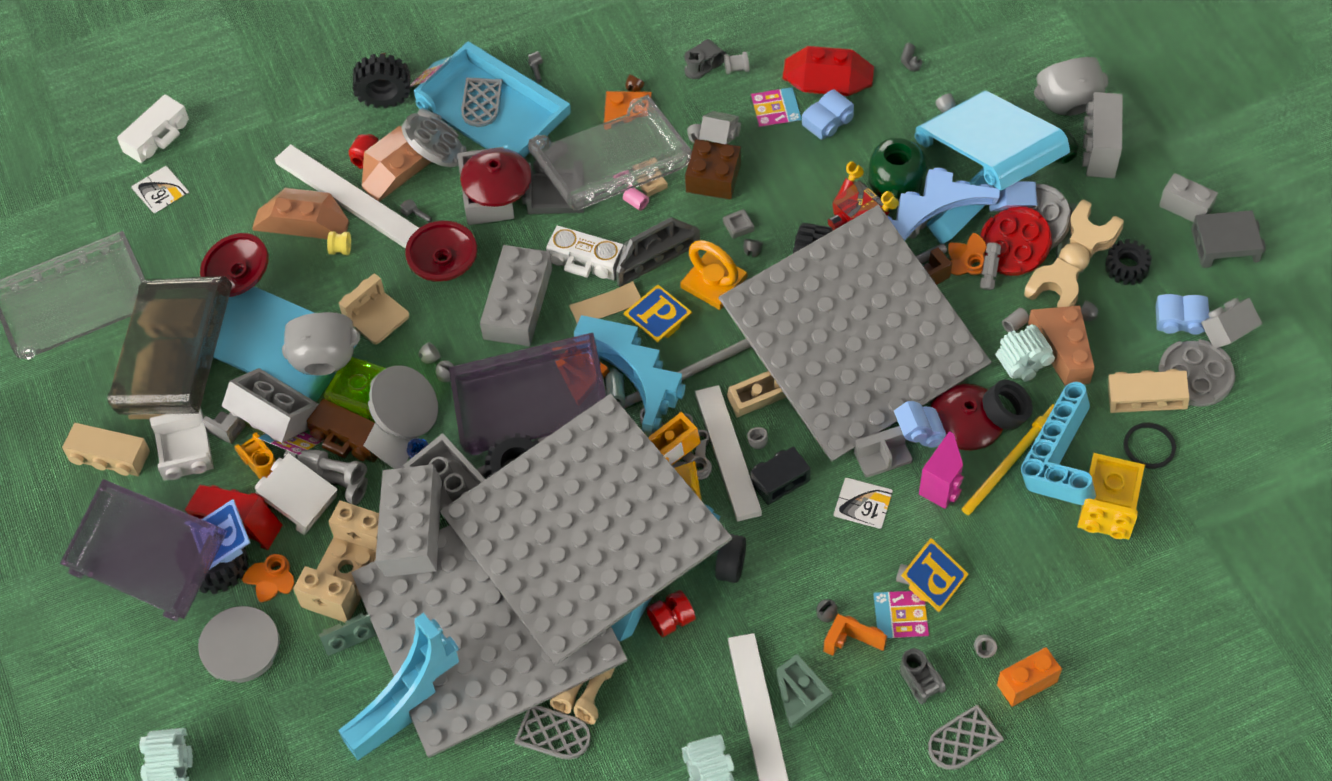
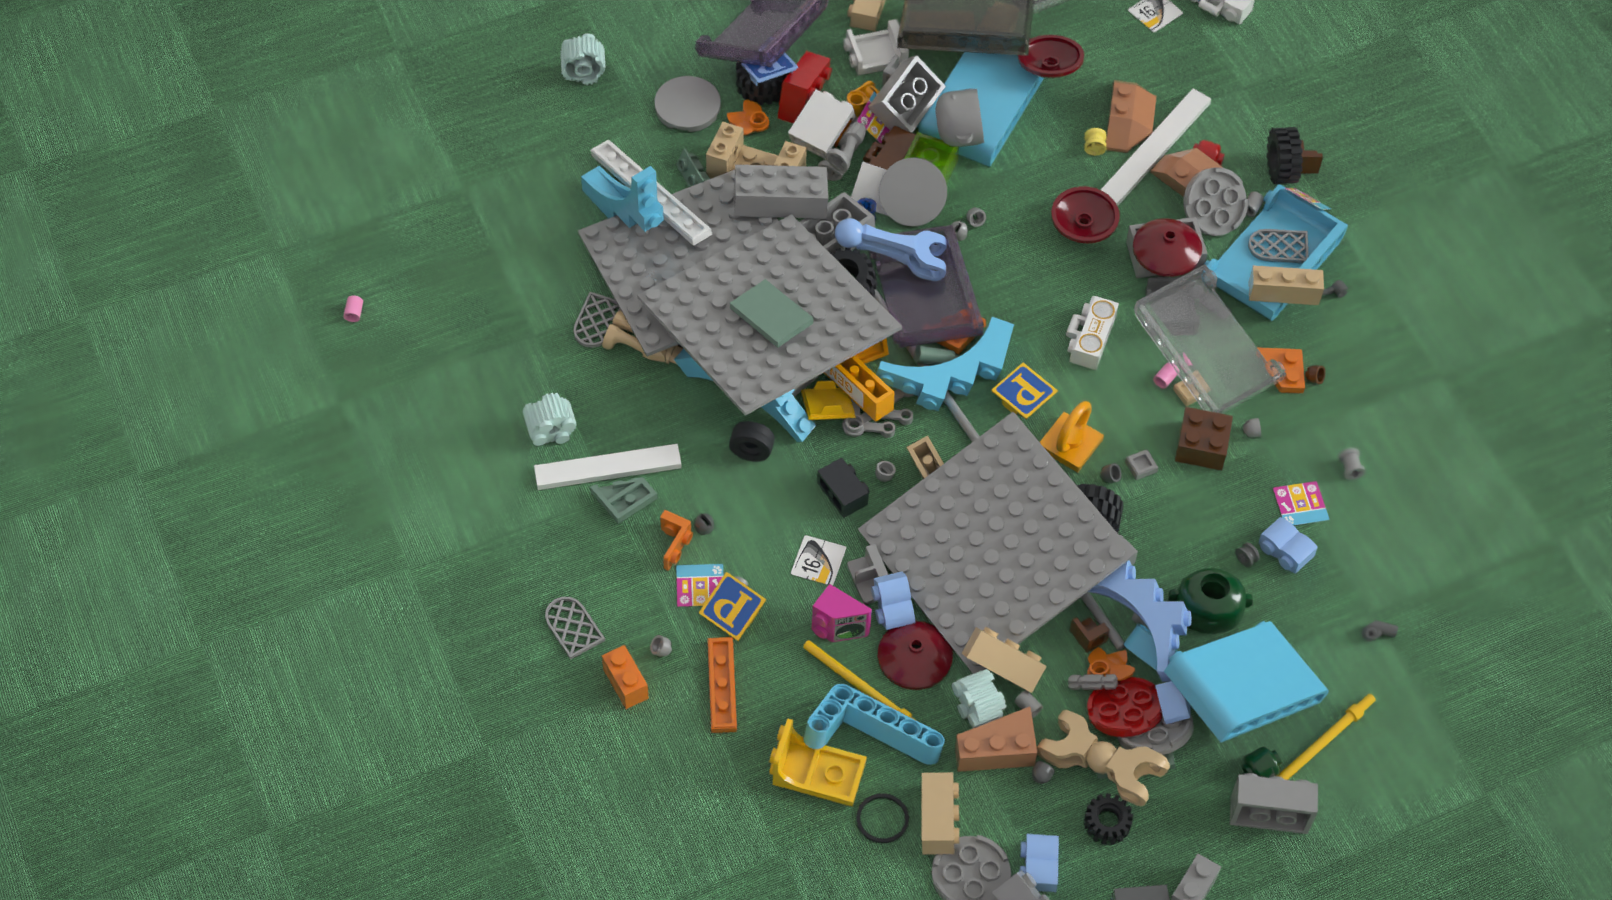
camera: 85 degrees right, 0 degrees up
(373, 310) = (1020, 170): tan bracket -> none
(373, 678) = (674, 211): none -> white tile
(410, 207) = (1142, 194): dark grey hand -> none
(485, 403) = (910, 250): none -> light blue piece
(516, 295) = (1040, 277): light grey brick -> none
(547, 85) = (1286, 285): none -> tan brick
(595, 514) = (771, 313): none -> sand green tile
(607, 303) = (1039, 353): tan sticker -> none
(654, 248) = (1098, 385): dark grey wedge -> none
(669, 614) = (700, 398): red wheel -> none
(703, 59) = (1354, 434): dark grey piece -> none
(719, 127) = (1252, 438): light grey brick -> none
(728, 453) = (871, 448): white tile -> none
(828, 69) = (1345, 551): red wedge -> none
(839, 145) = (1247, 554): none -> dark grey bush
(857, 199) = (1165, 561): torso -> none
(922, 680) = (629, 592): dark grey piece -> none
(945, 102) = (1315, 660): light grey hinge -> none
(982, 329) = (1004, 658): none -> tan brick
(996, 81) = (1352, 714): none -> yellow bar
(998, 413) = (919, 700): black tyre -> none
(1021, 588) = (722, 685): none -> orange tile
(1070, 85) = (1341, 780): light grey piece -> none

